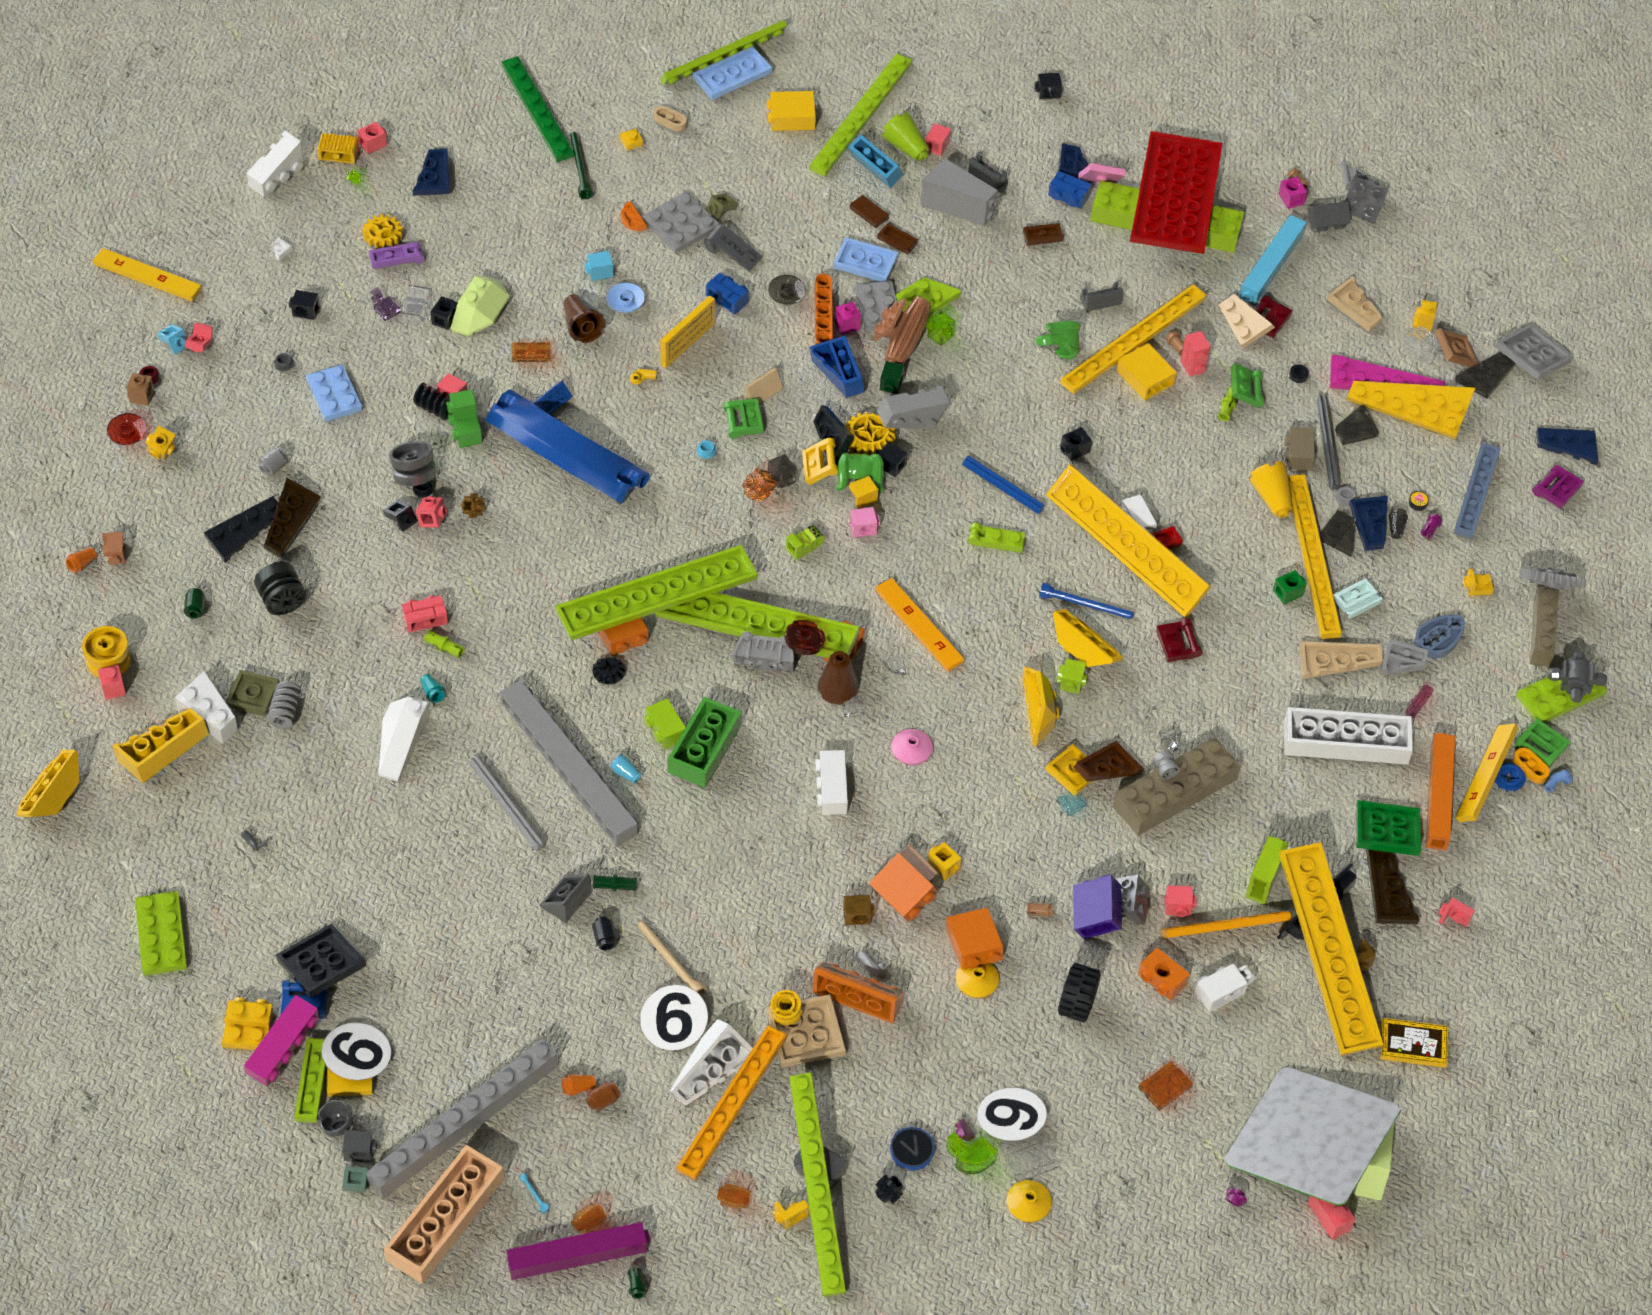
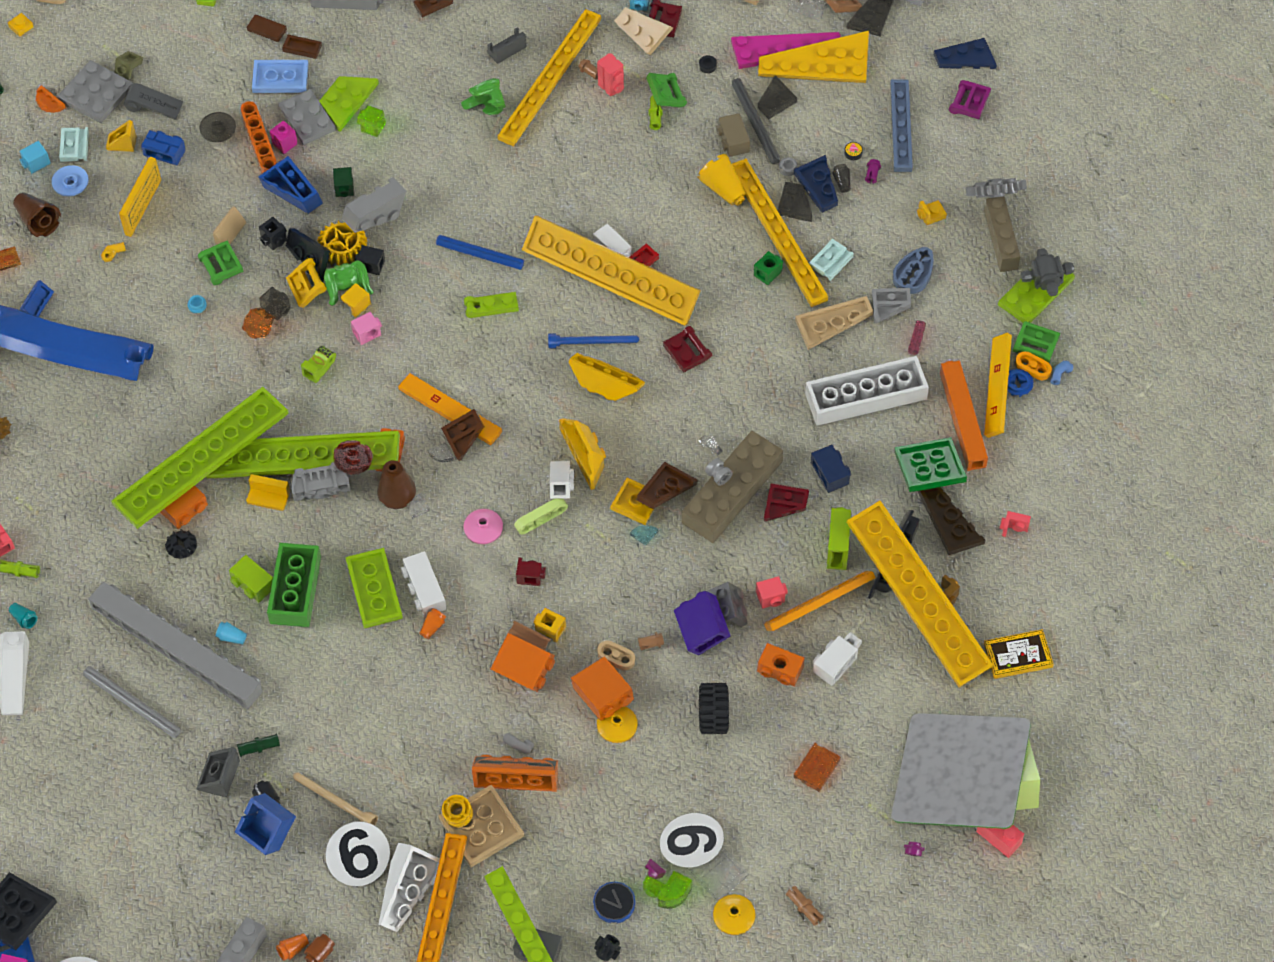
camera: 15 degrees left, 5 degrees up
(593, 963) = (267, 827): none -> blue piece
(641, 265) = (73, 144): none -> light aqua plate
(691, 273) = (122, 138): none -> yellow slope
(711, 647) = (268, 492): none -> yellow panel
(782, 770) = (374, 588): none -> lime plate
(804, 405) = (272, 233): none -> black brick
(828, 821) = (432, 623): none -> orange cone
(858, 910) = (488, 696): pearl gold brick -> none
(902, 328) = (337, 132): nougat plate -> none
(924, 650) = (463, 432): none -> reddish brown wing
(942, 804) = (529, 572): none -> dark red brick
(973, 753) = (540, 515): none -> yellowish green beam
(1001, 912) = (617, 655): none -> tan plate
(1005, 725) = (561, 479): none -> white brick
(1072, 676) = (604, 413): lime brick -> none
(1075, 444) = (532, 193): black brick -> none
(1104, 1216) = (804, 905): none -> medium nougat pin
(1146, 371) = (571, 104): yellow brick -> none
(1225, 817) = (785, 501): none -> dark red wing
(1283, 799) = (830, 468): none -> dark blue brick

